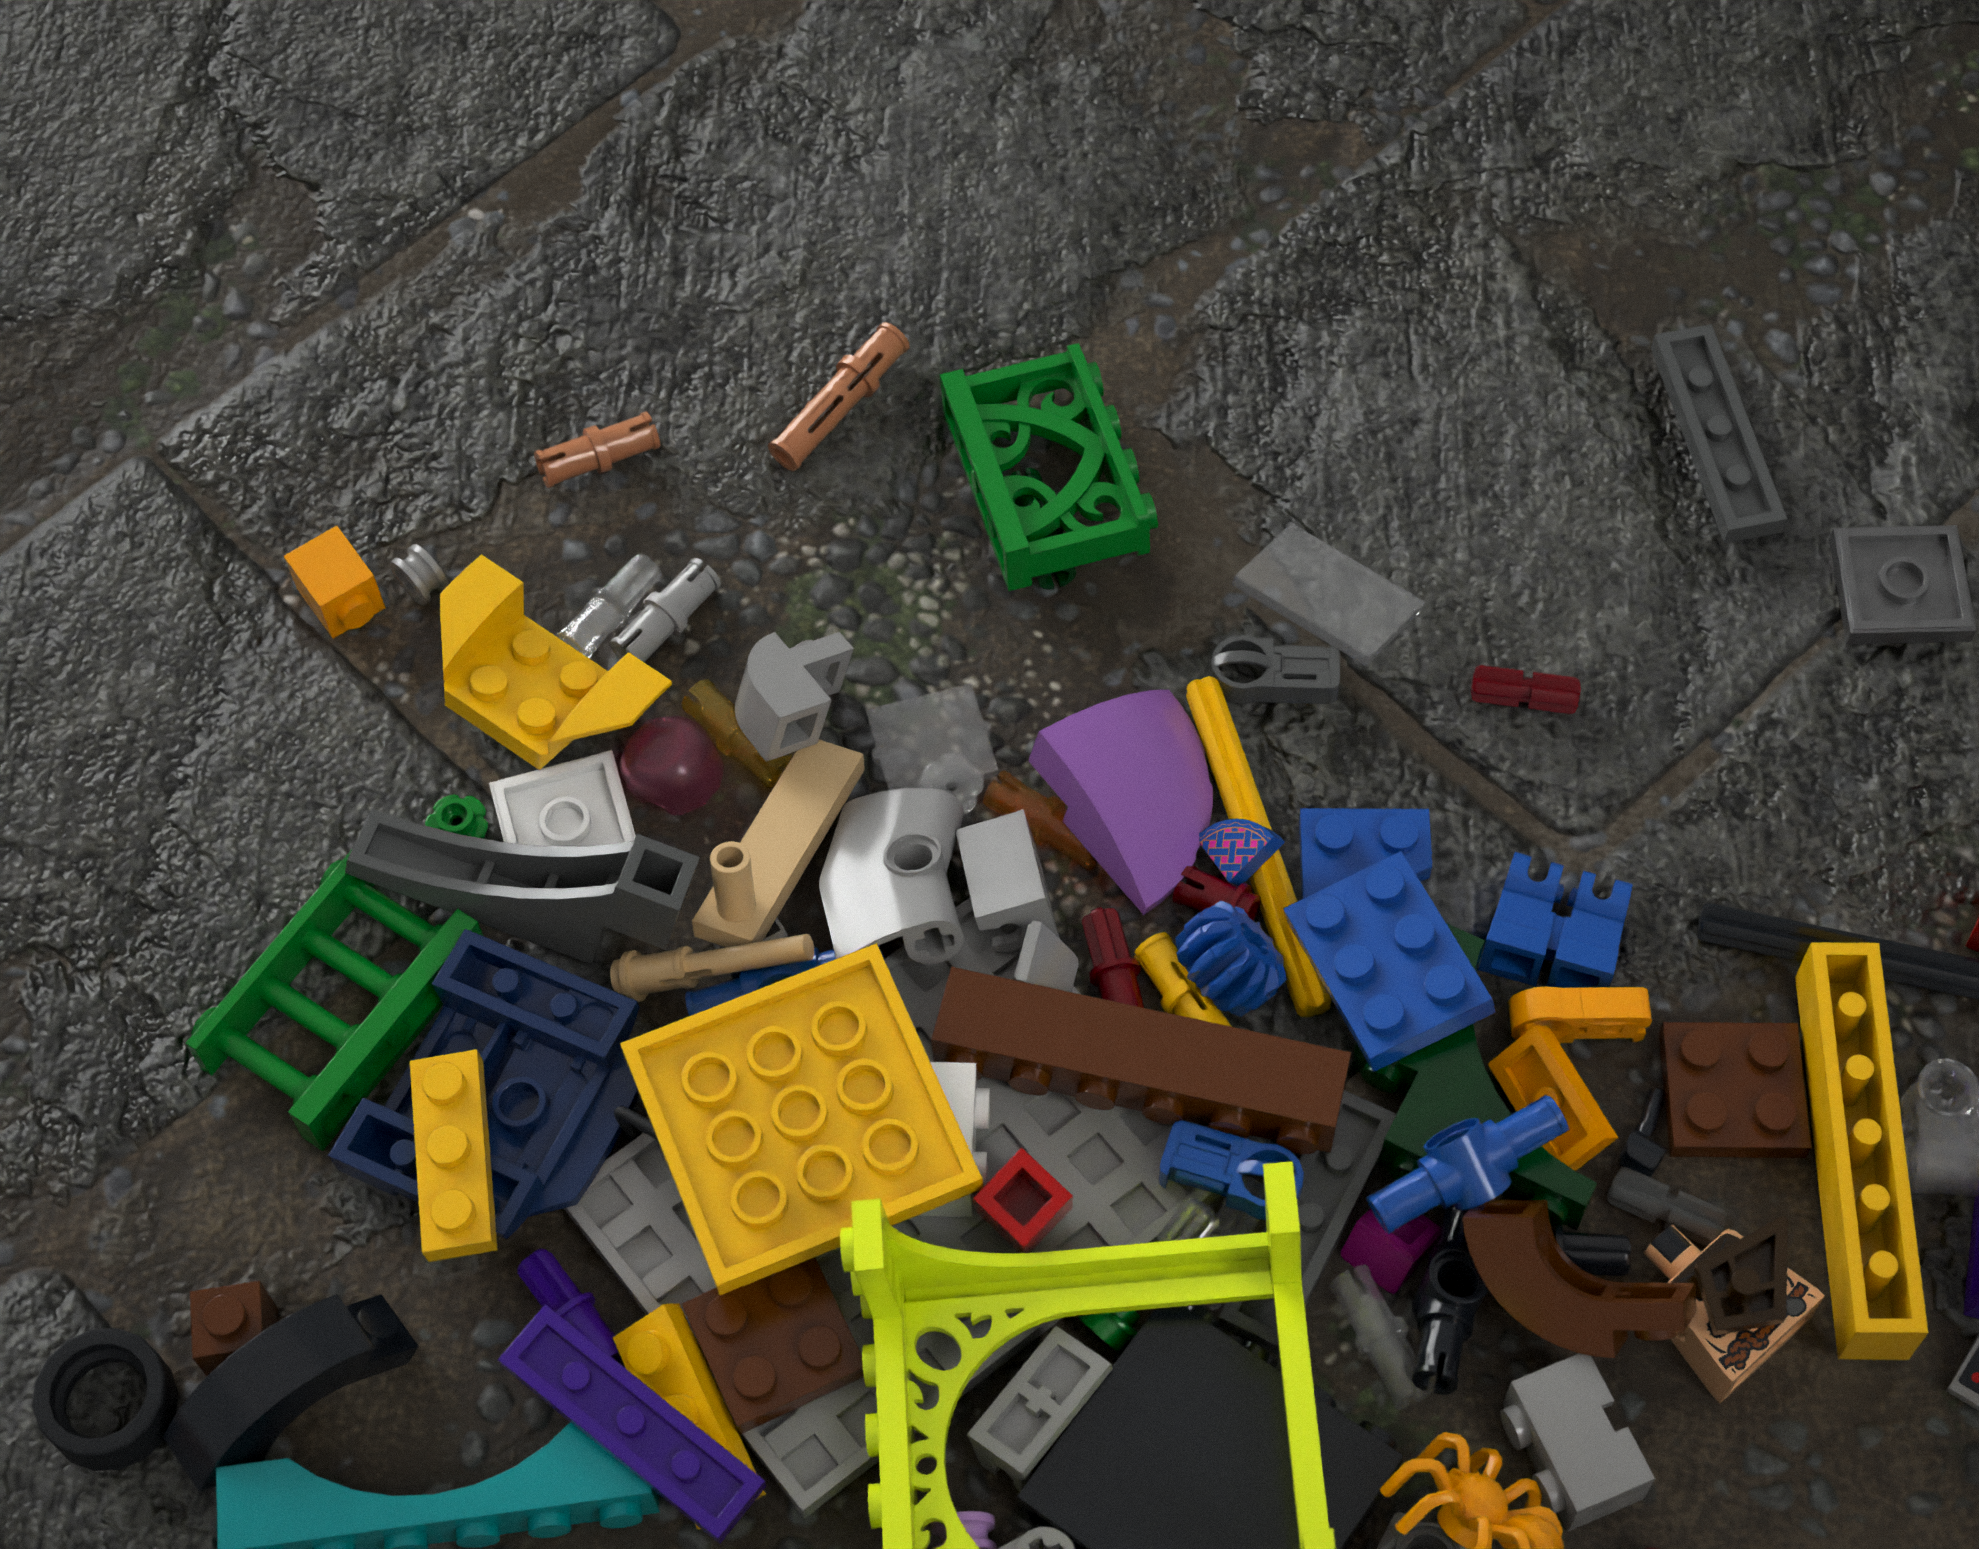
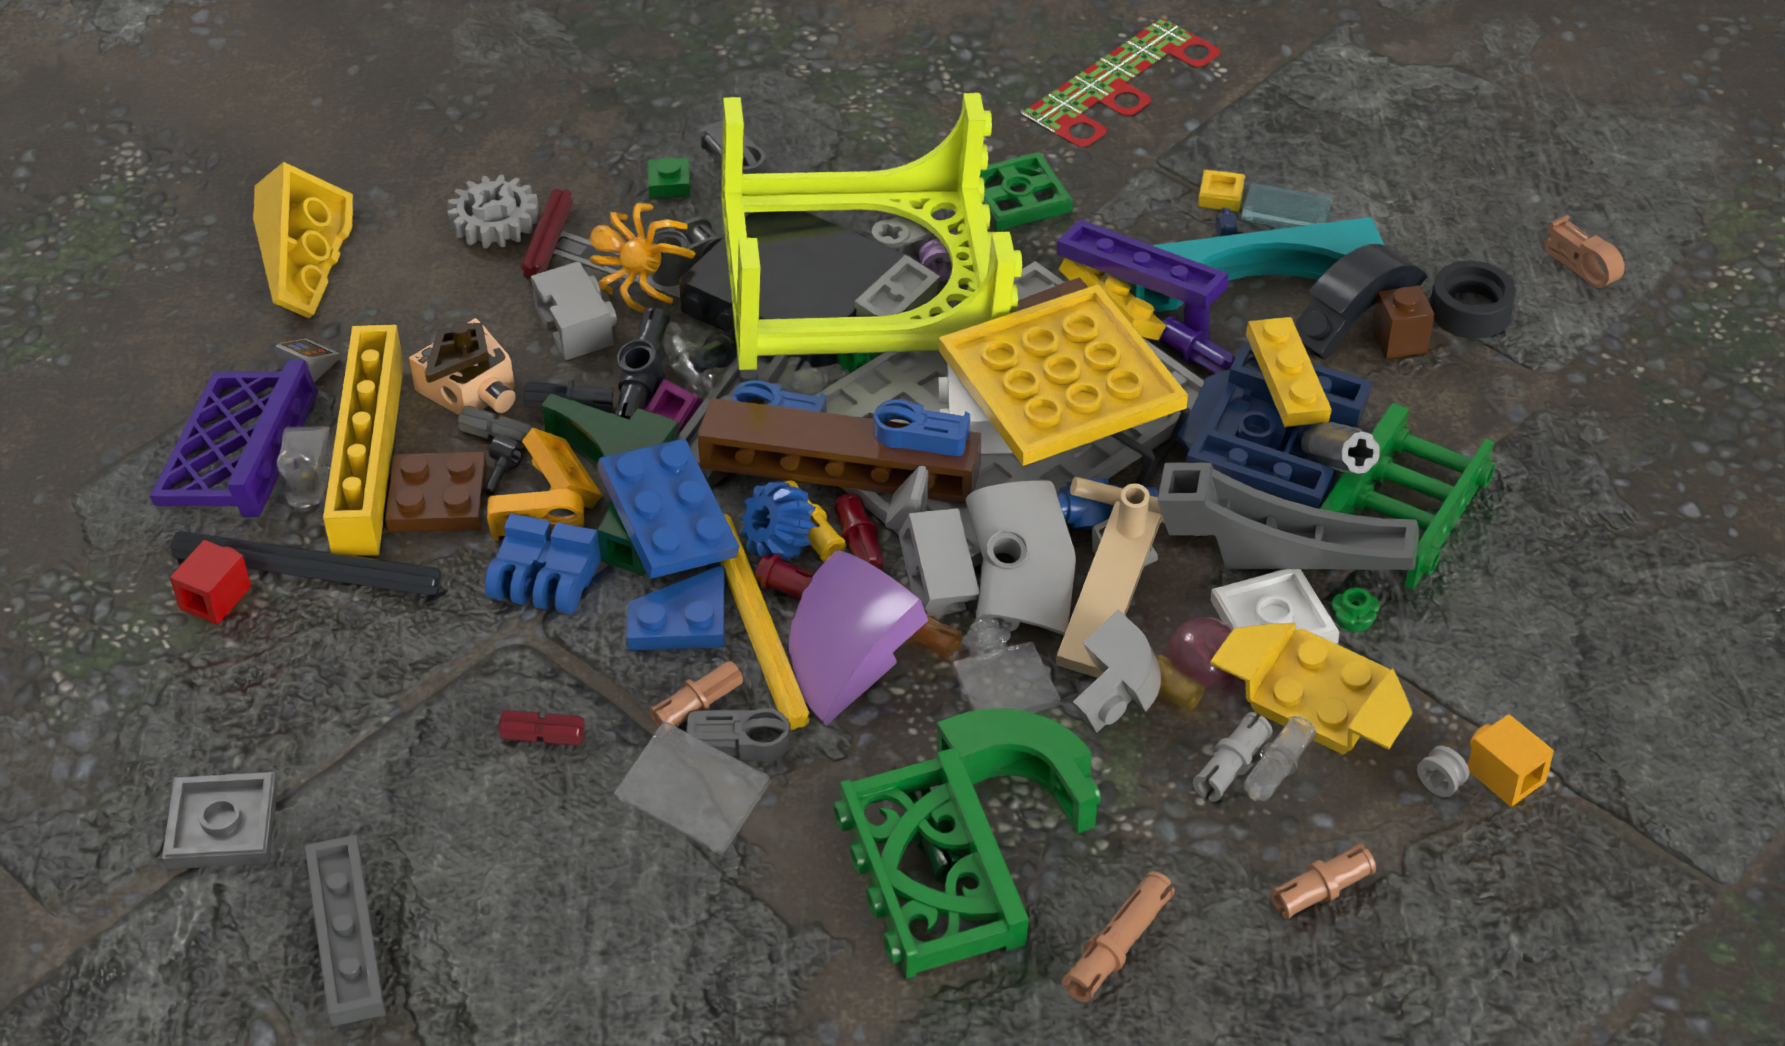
camera: 175 degrees right, 15 degrees down
(411, 1002) = (1340, 447): none -> dark grey axle
(925, 625) = (1030, 747): none -> green arch
(1007, 1020) = (927, 429): none -> blue piece
(1023, 1202) = (911, 362): red brick -> none
(1239, 847) = (770, 592): blue tile -> none
(1330, 716) = (696, 695): none -> nougat axle
(1335, 1303) = (717, 351): none -> black axle
(1467, 1164) = (606, 394): blue pin -> none
(1554, 1296) = (564, 345): reddish brown arch -> none

